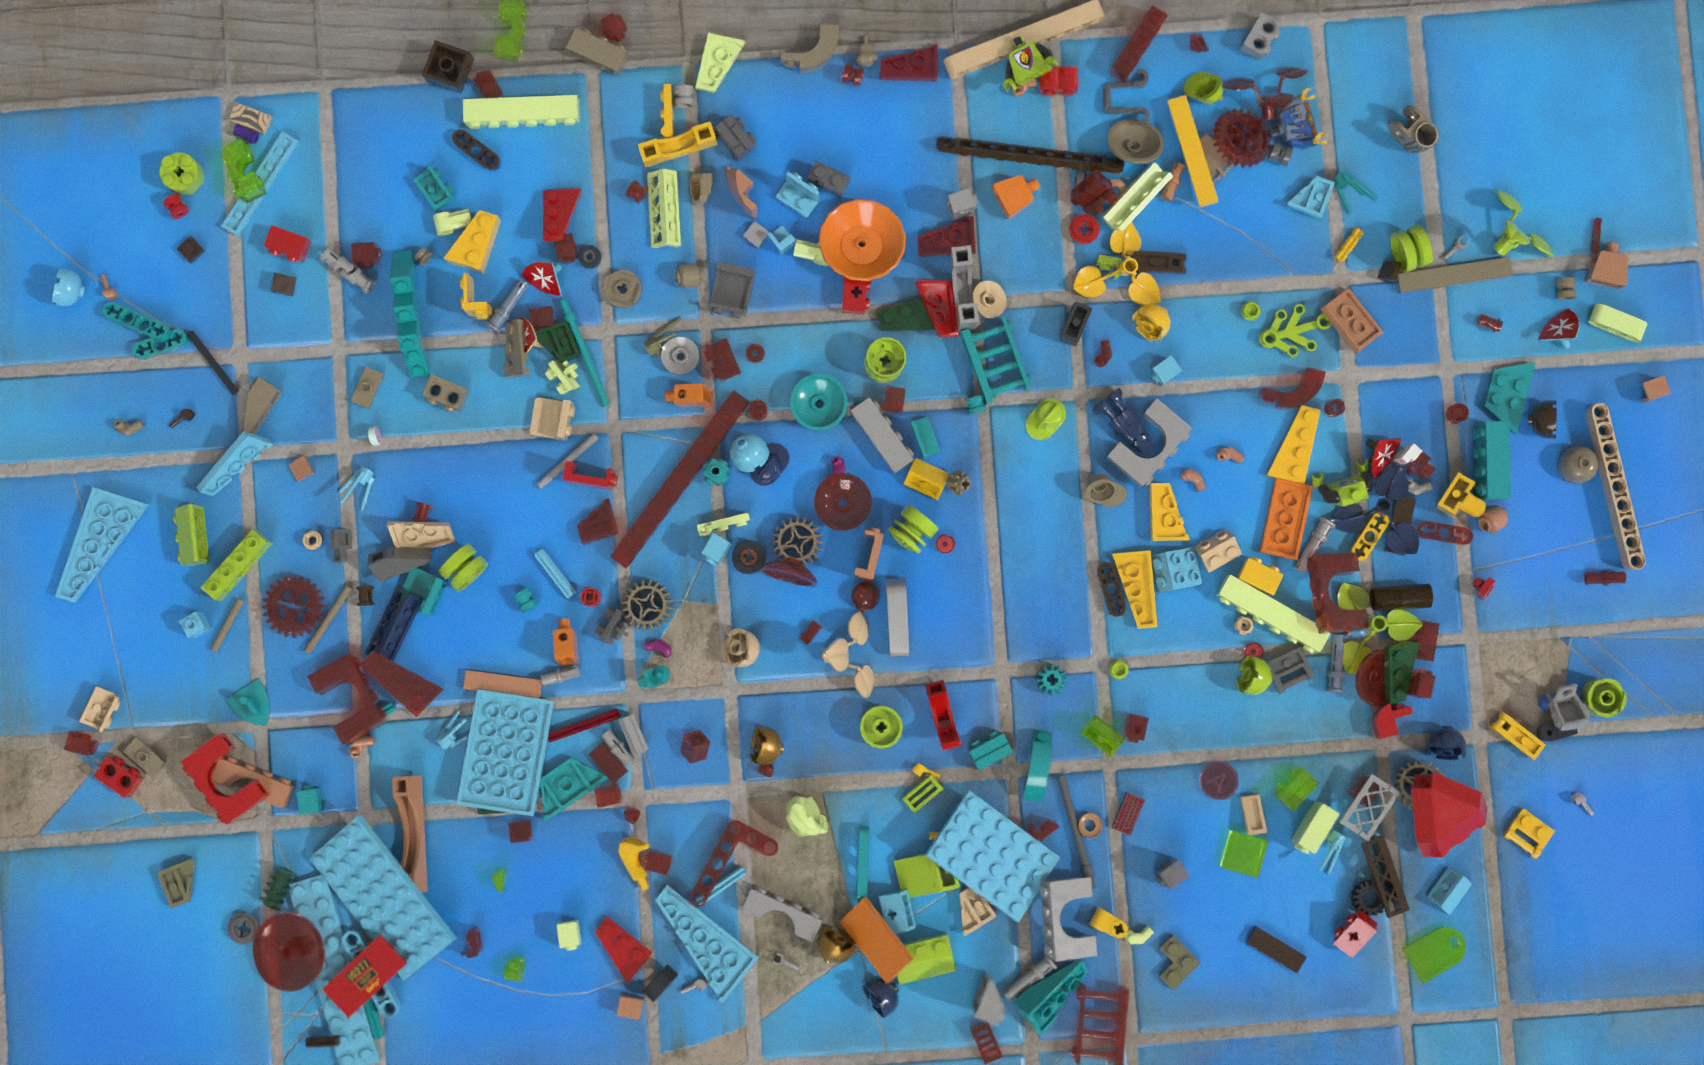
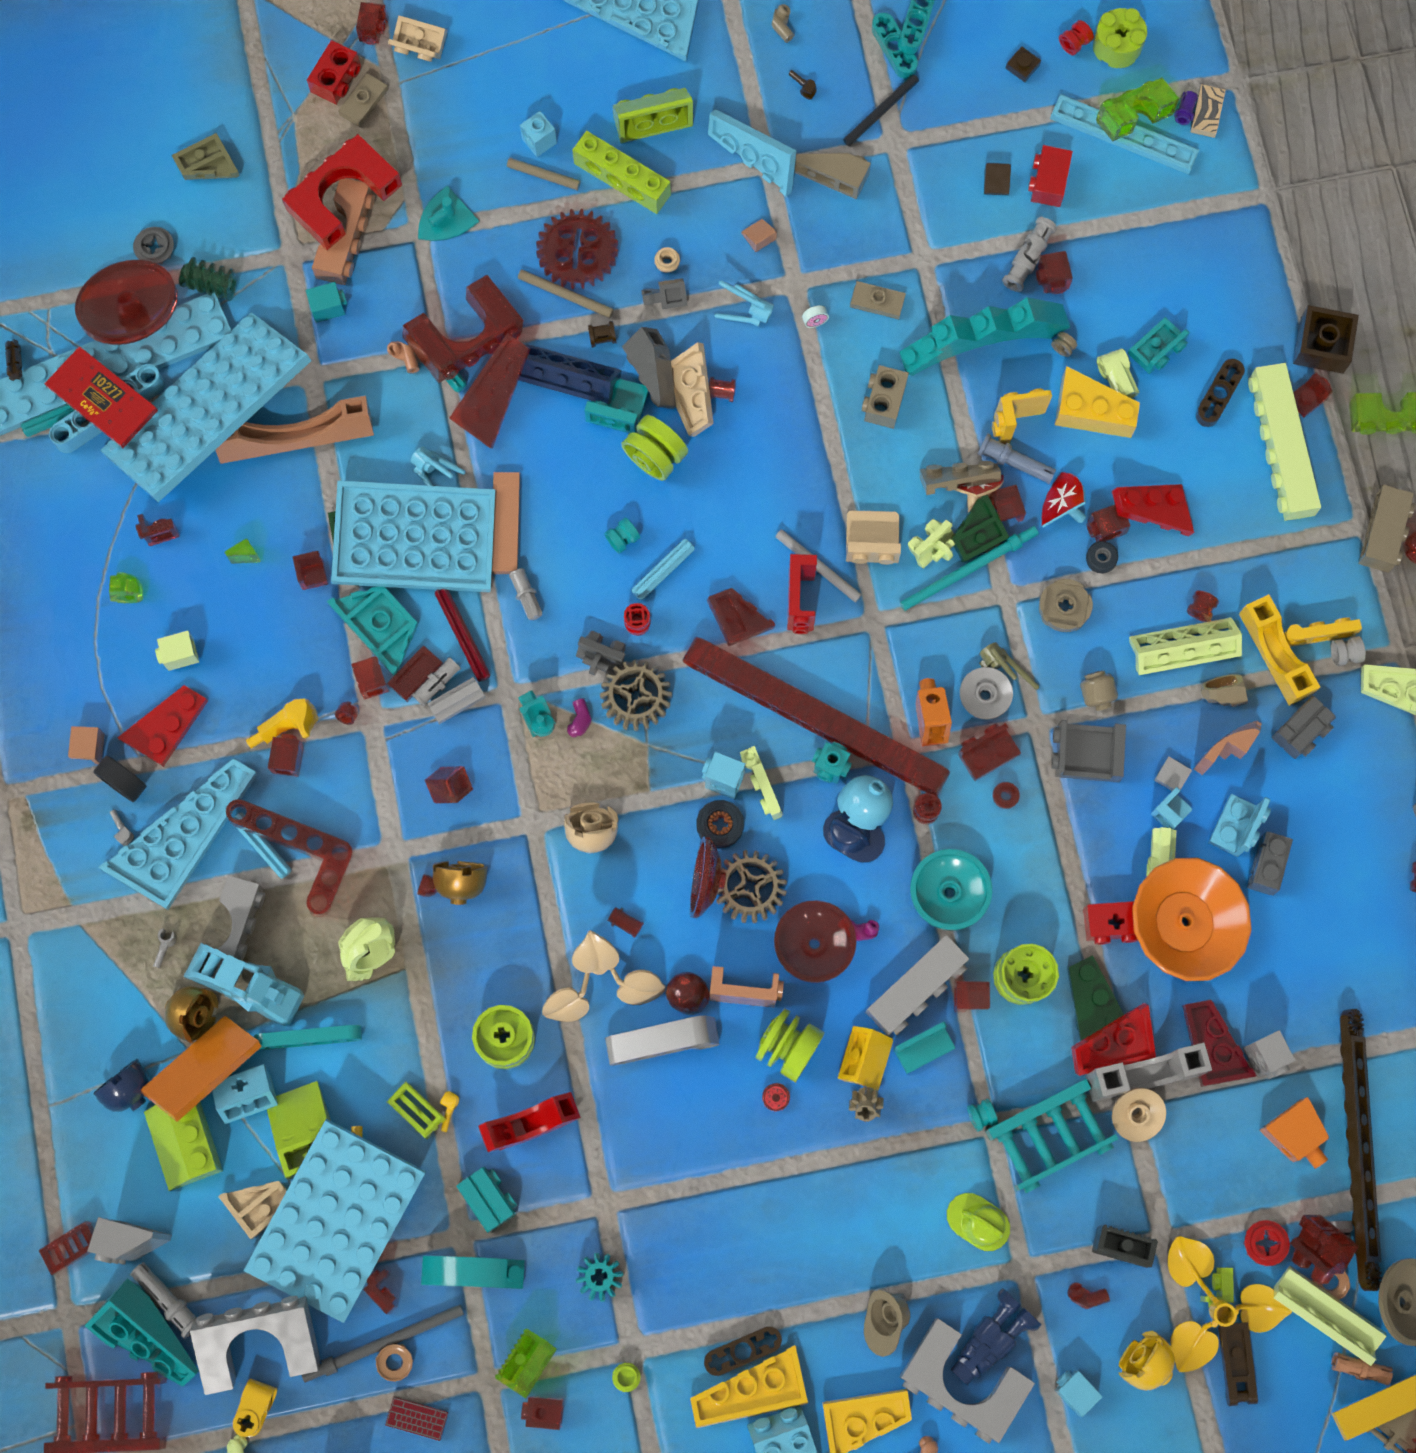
camera: 85 degrees right, 10 degrees down
(565, 651) = (568, 593): orange torso -> none
(831, 888) = (264, 994): none -> medium azure animal

